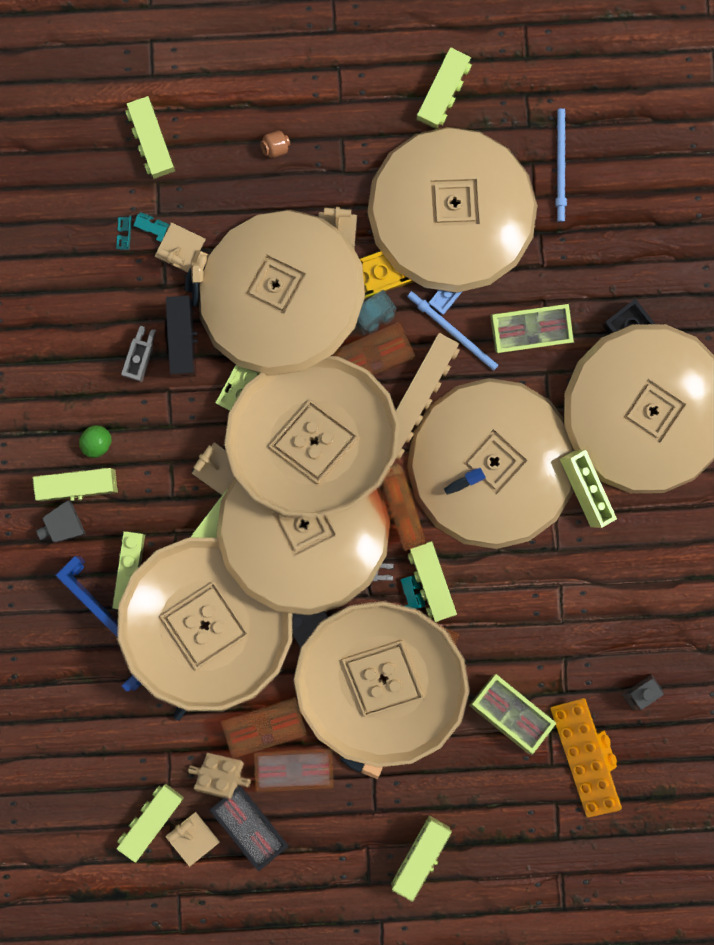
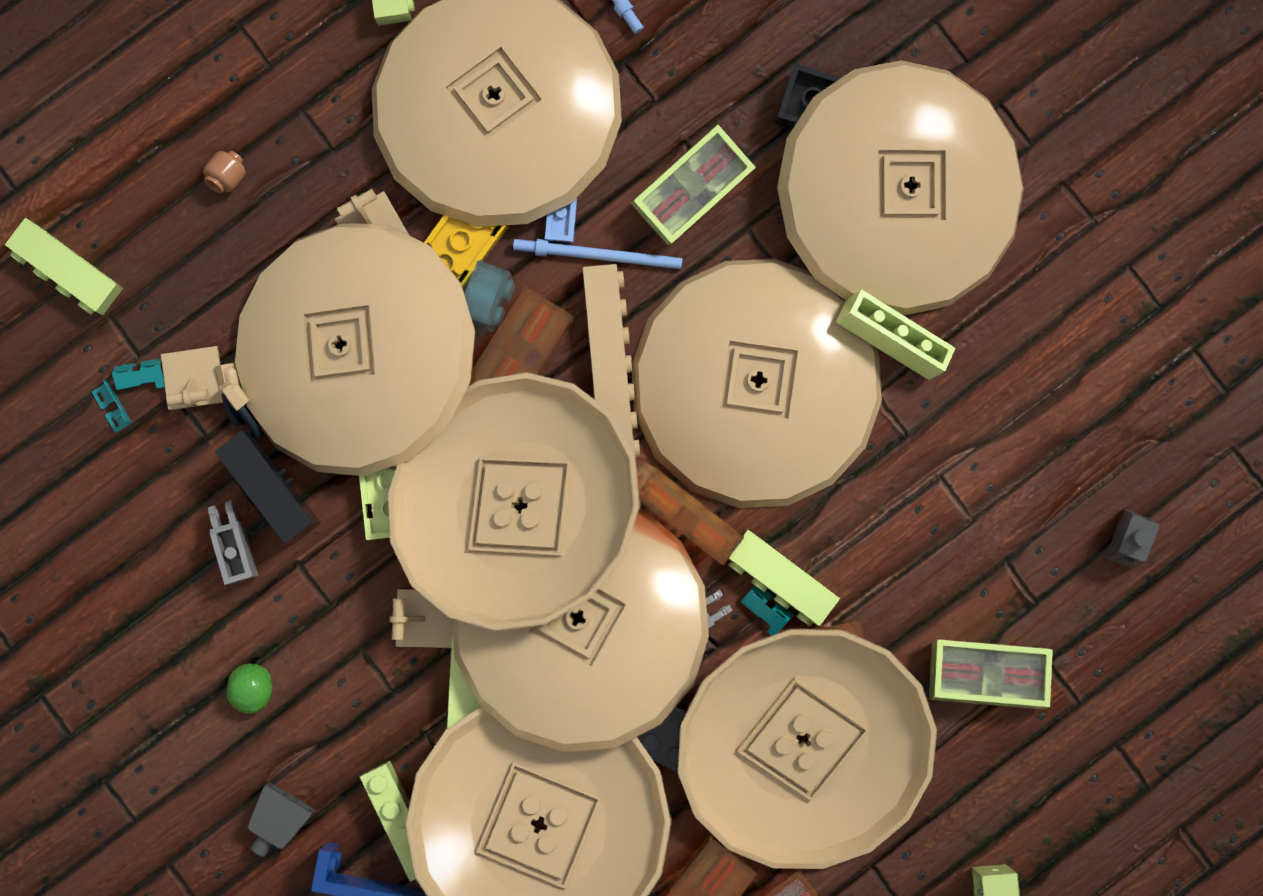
camera: 30 degrees left, 0 degrees up
(75, 485) = (260, 760): yellowish green brick -> none
(364, 768) = (861, 863): piece -> none
(470, 478) = (744, 420): piece -> none
(588, 757) = (1118, 664): light orange bracket -> none

